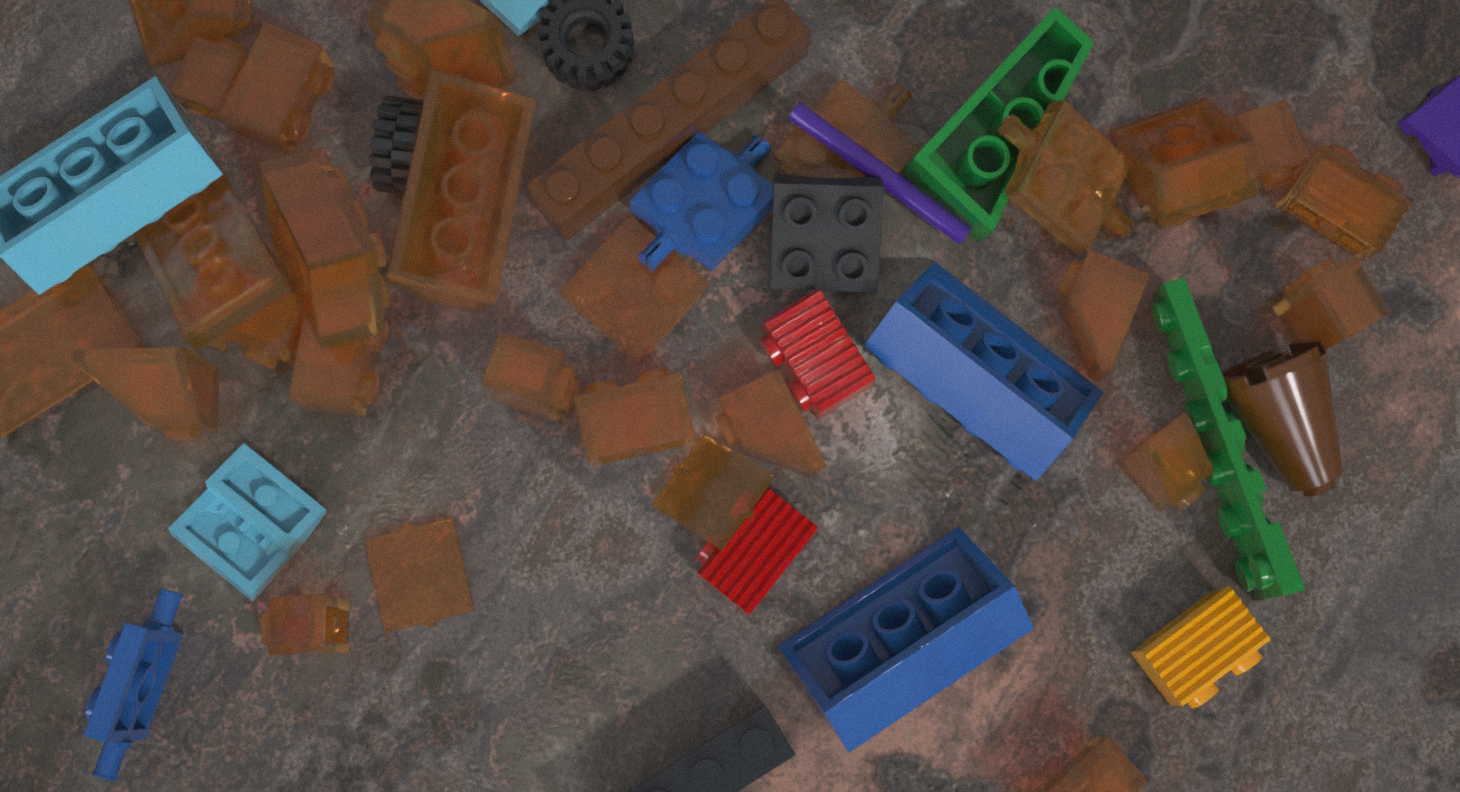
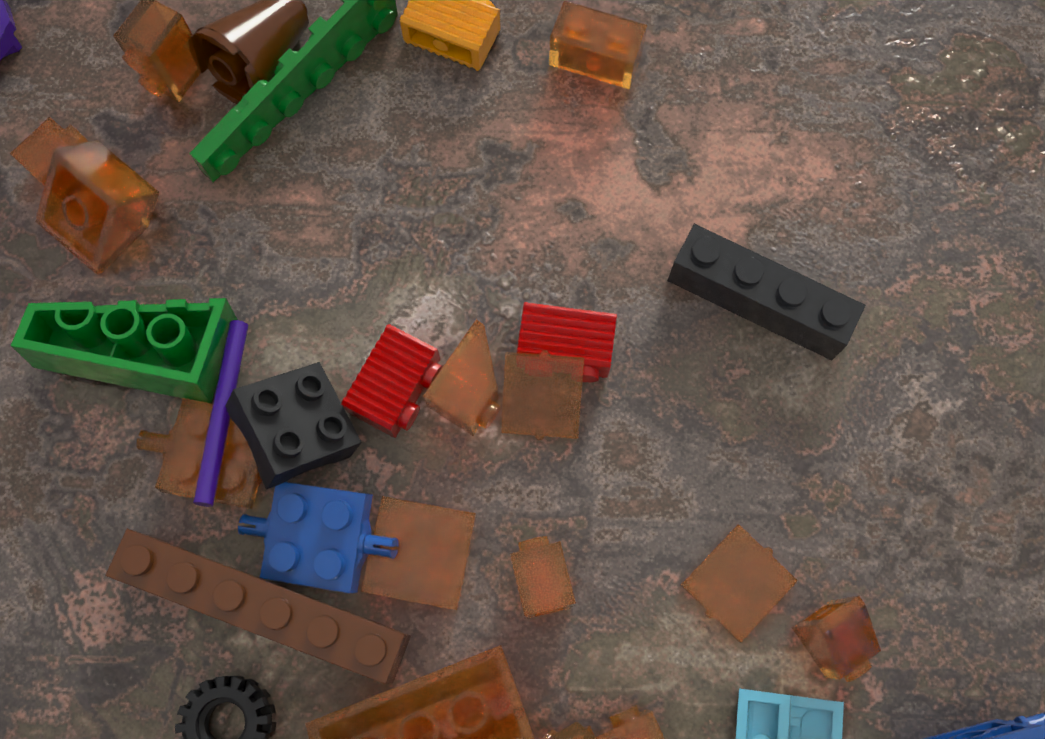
camera: 120 degrees left, 5 degrees down
(634, 417) = (521, 486): clear orange brick -> none
(906, 637) = (561, 208): blue slope -> none
(984, 370) = (336, 258): blue slope -> none
(1067, 176) = (150, 270): clear orange plate -> none
(1099, 308) = (245, 203): clear orange slope -> none
(1169, 465) = (334, 102): clear orange slope -> none
(1345, 201) = (72, 83): clear orange brick -> none

